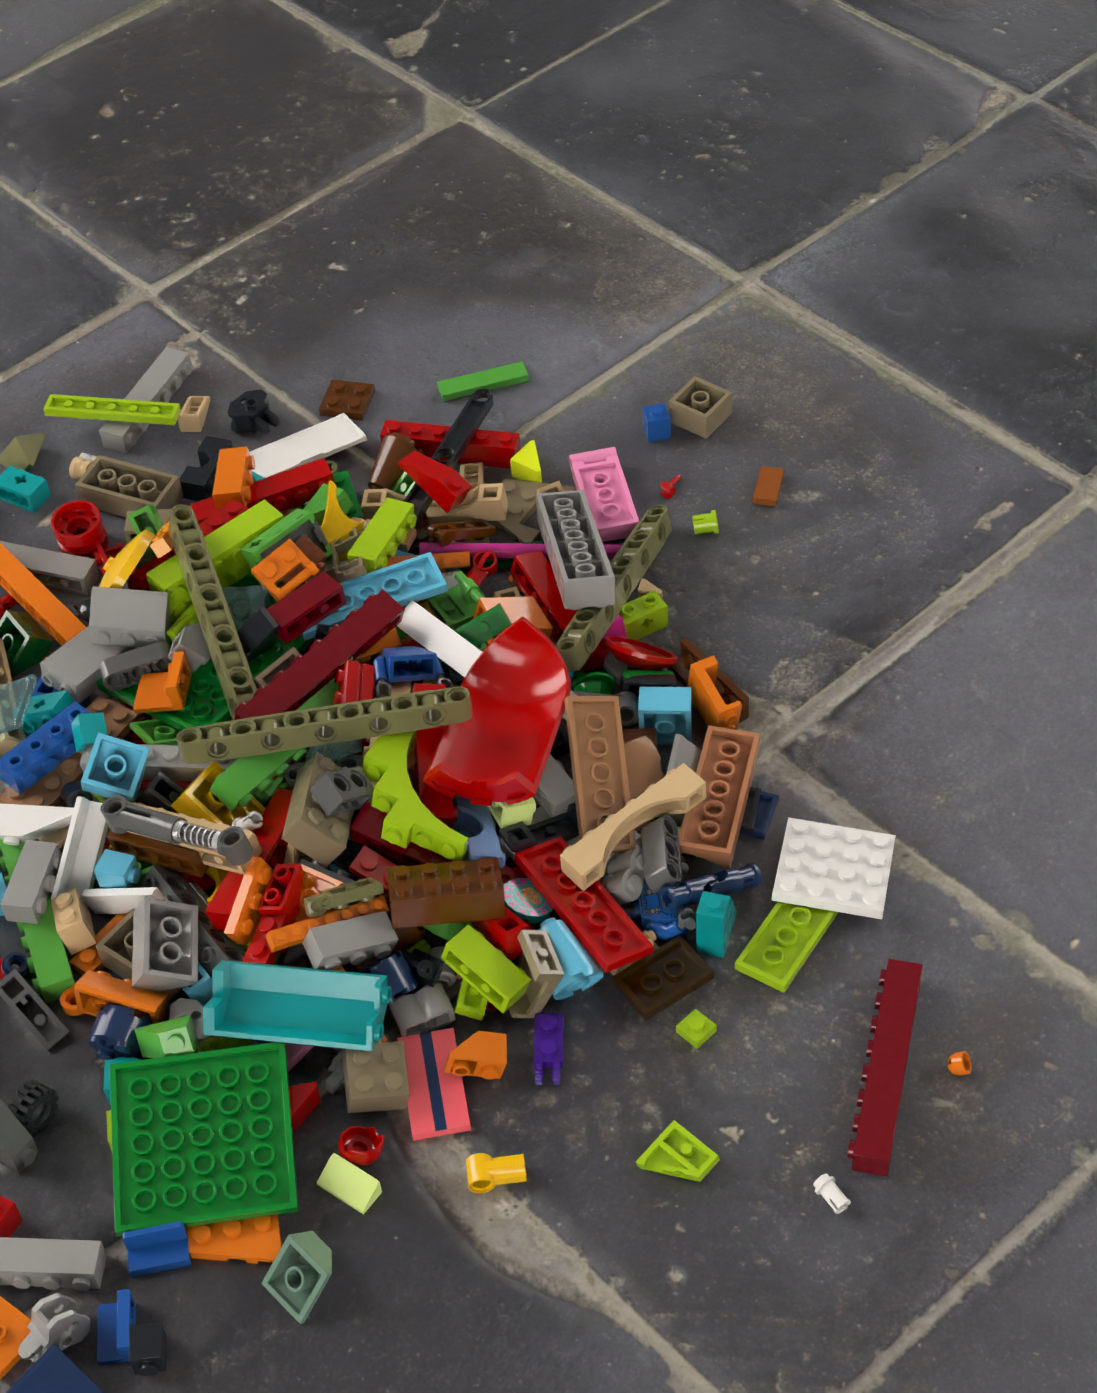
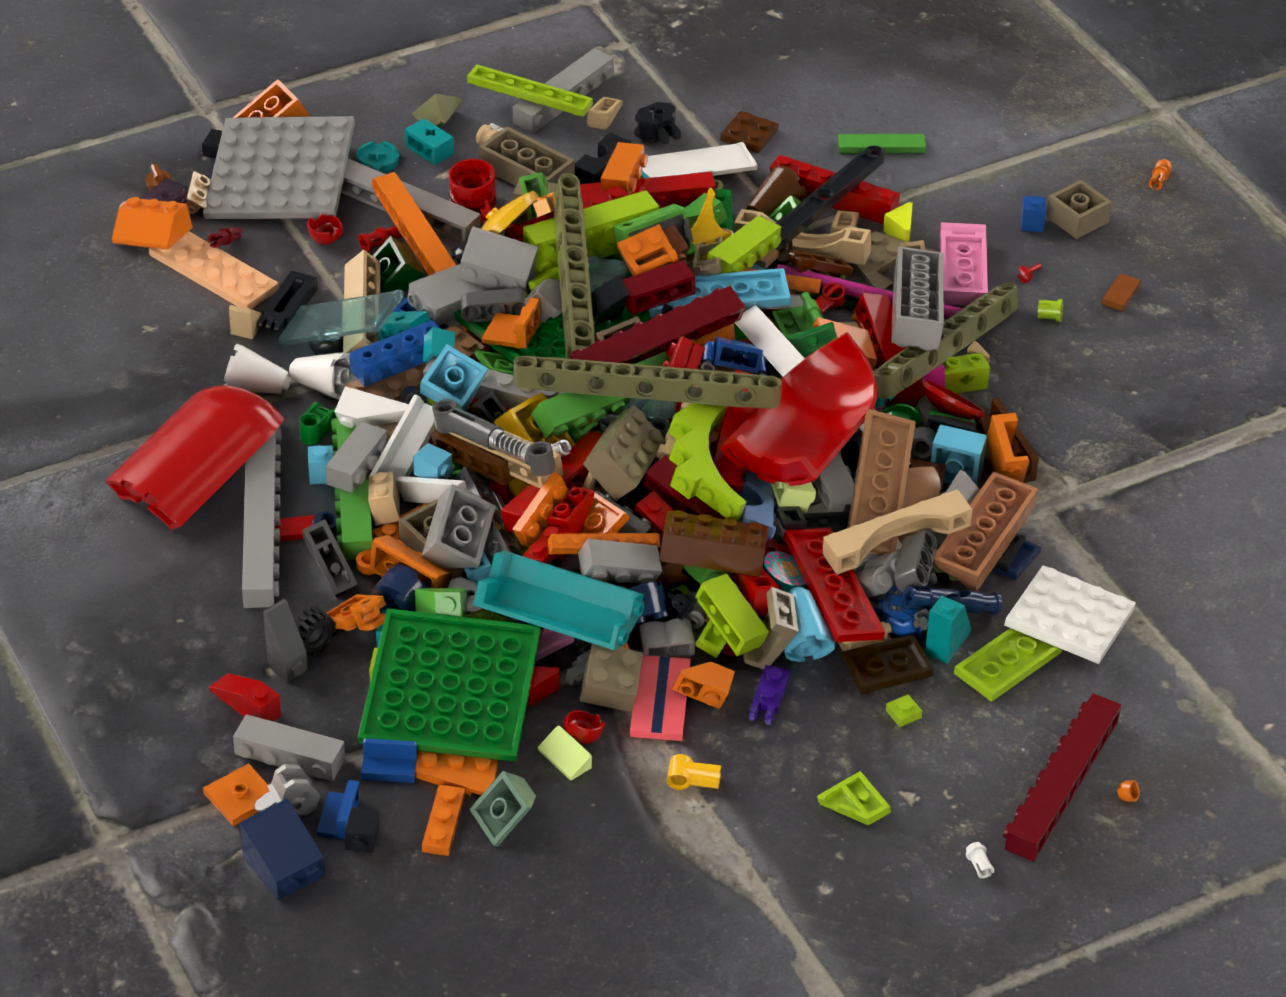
camera: 10 degrees right, 5 degrees down
(77, 1070) = (359, 612): none -> orange plate
(236, 1306) = (443, 820): none -> orange plate
(341, 896) = (621, 523): olive hinge -> none
(342, 790) = (646, 438): dark grey brick -> none
(436, 479) = (809, 212): red slope -> none
(766, 349) = (1160, 173): none -> orange pin

